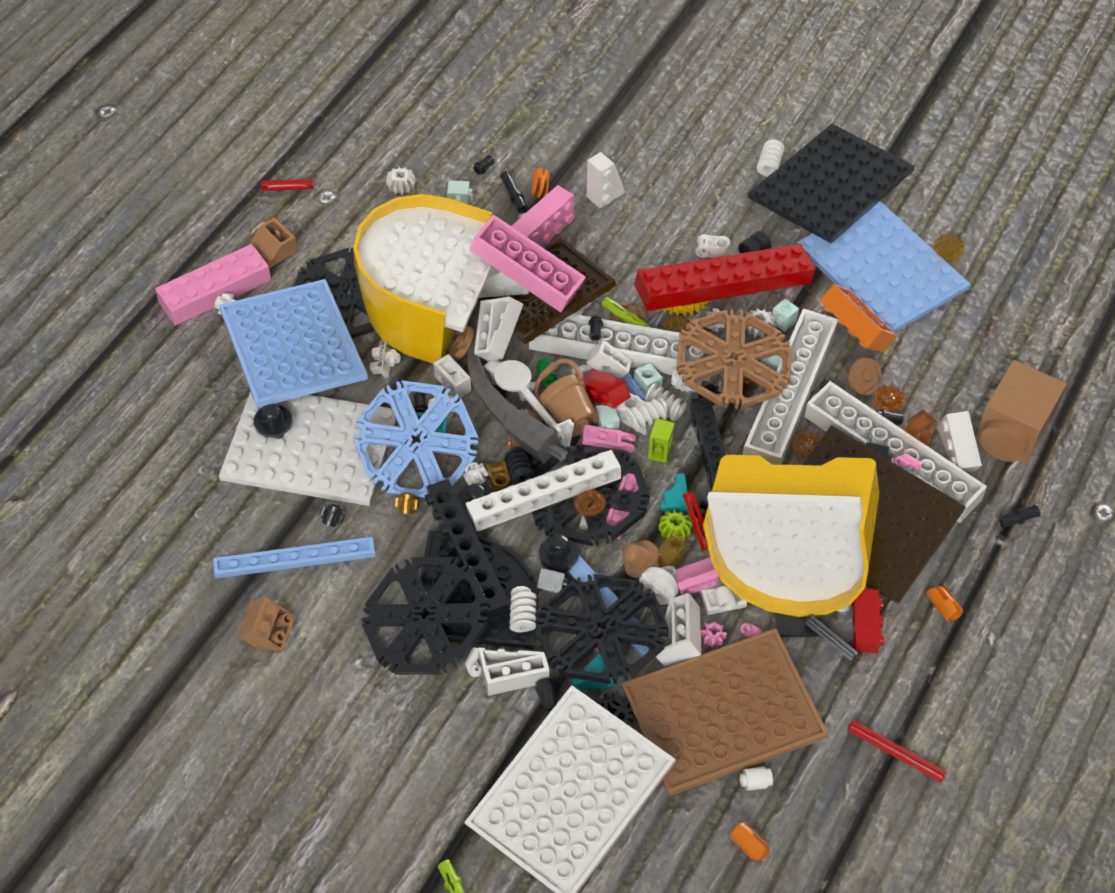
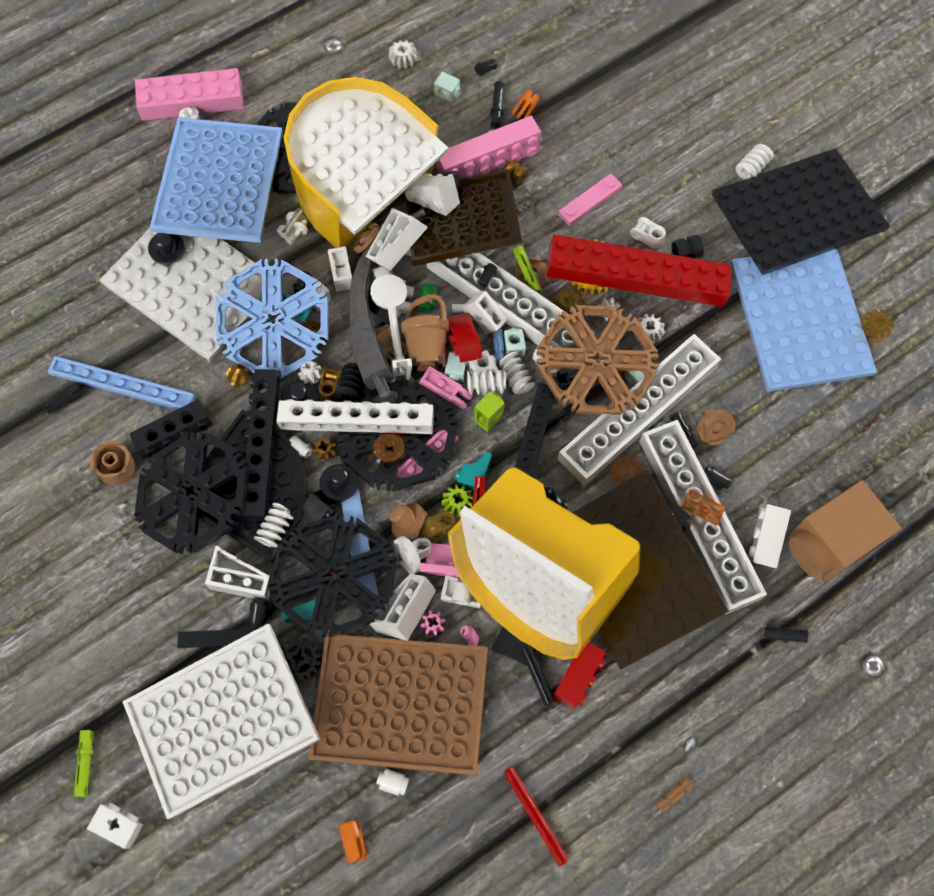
camera: 25 degrees right, 15 degrees up
(244, 591) = (62, 398): none -> black pin
(266, 625) = (62, 439): medium nougat slope -> none
(274, 242) = (258, 74): medium nougat slope -> none
(278, 185) = (298, 19): red pin -> none
(331, 624) = (113, 463): none -> medium nougat brick
(332, 515) = (169, 358): black gear -> none
(347, 593) = (175, 420): none -> black brick
(472, 664) = (209, 552): white arm -> none
(499, 539) = (301, 447): none -> white pin
(512, 737) = (210, 638): none -> black sticker
(526, 533) = (323, 443): none -> pearl gold gear
(527, 263) = (444, 189): bright pink brick -> none
(569, 238) = (517, 172): none -> pearl gold wheel
(602, 180) = (579, 127): white wedge -> none
(643, 240) = (589, 200): none -> bright pink plate
(785, 315) = (677, 331): light aqua brick -> none
(857, 318) = (742, 364): orange brick -> none
(891, 403) = (727, 463): clear orange gear -> none
(896, 441) = (700, 514): none -> clear orange tile
(908, 461) = (703, 535): bright pink arm -> none
(921, 427) = (737, 505): clear orange brick -> none
(945, 603) = (663, 690): orange arm -> none
(1003, 681) = (674, 794): none -> medium nougat axle

